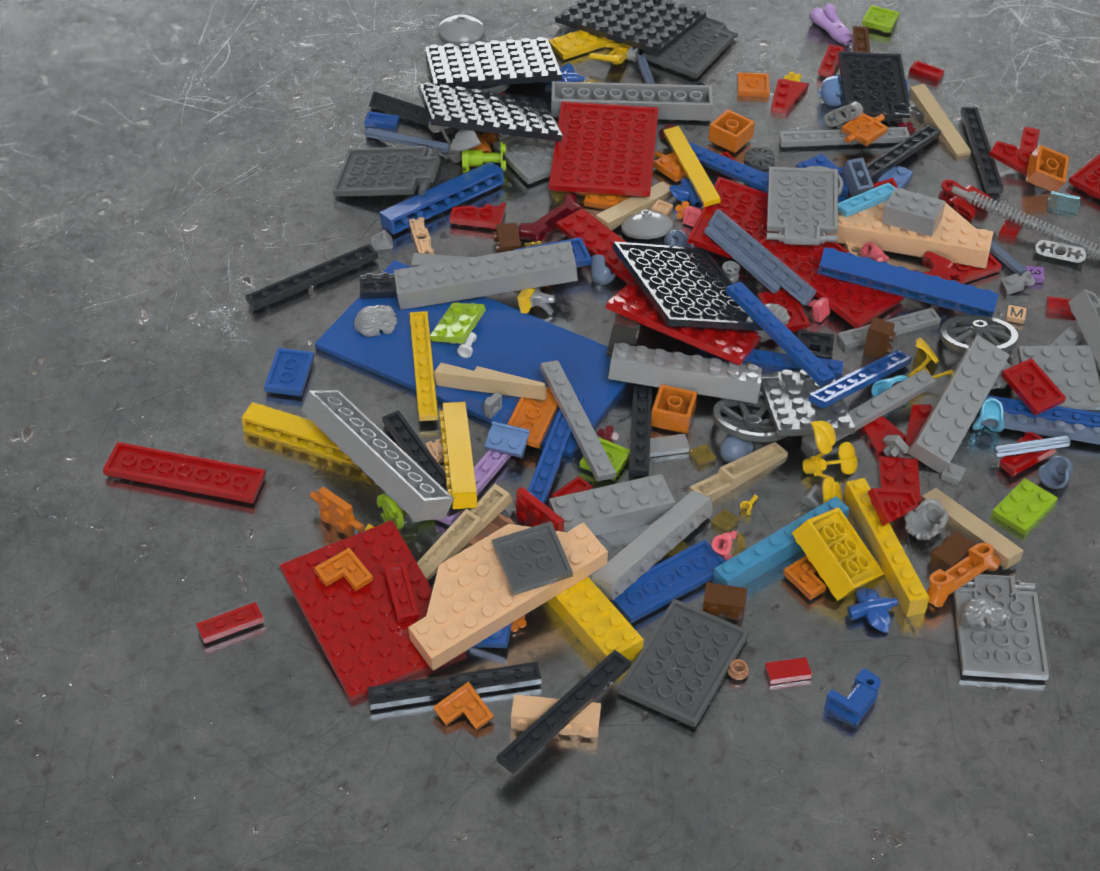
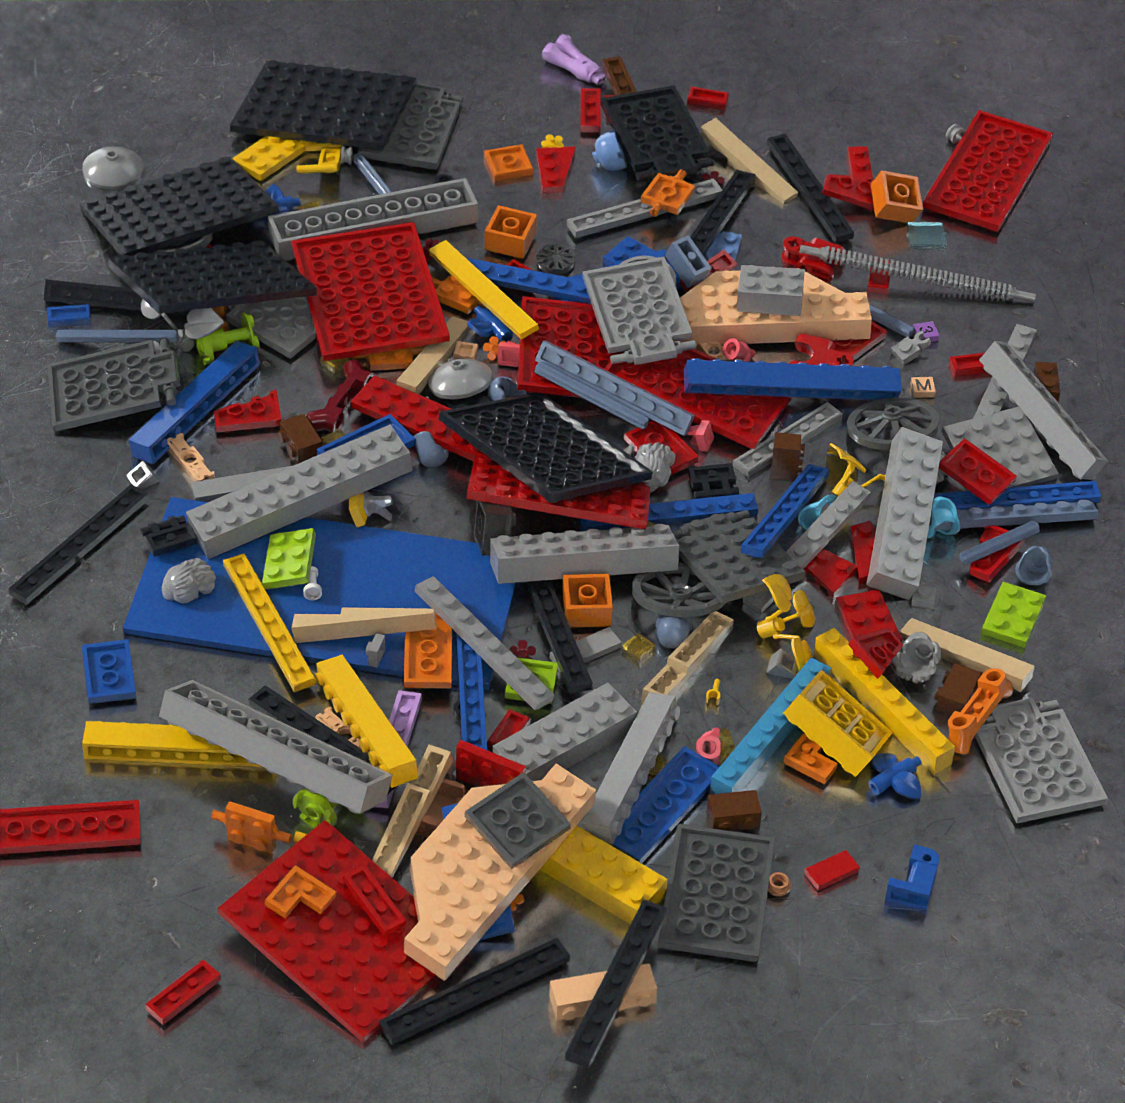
camera: 20 degrees left, 0 degrees up
(465, 702) = (495, 1006): orange plate -> none
(507, 439) = (412, 687): medium blue plate -> none
(725, 521) = (696, 718): clear yellow tile -> none
(732, 270) = (582, 411): light grey wheel -> none
(780, 333) = (675, 478): blue plate -> none
(847, 110) = (640, 173): light grey beam -> none
(865, 200) = (709, 286): medium azure tile -> none
(880, 18) = (627, 40): lime plate -> none
(895, 445) = (850, 580): light grey tile -> none
(979, 609) = (1019, 747): light grey hair -> none
(1064, 257) = (950, 303): light grey beam -> none

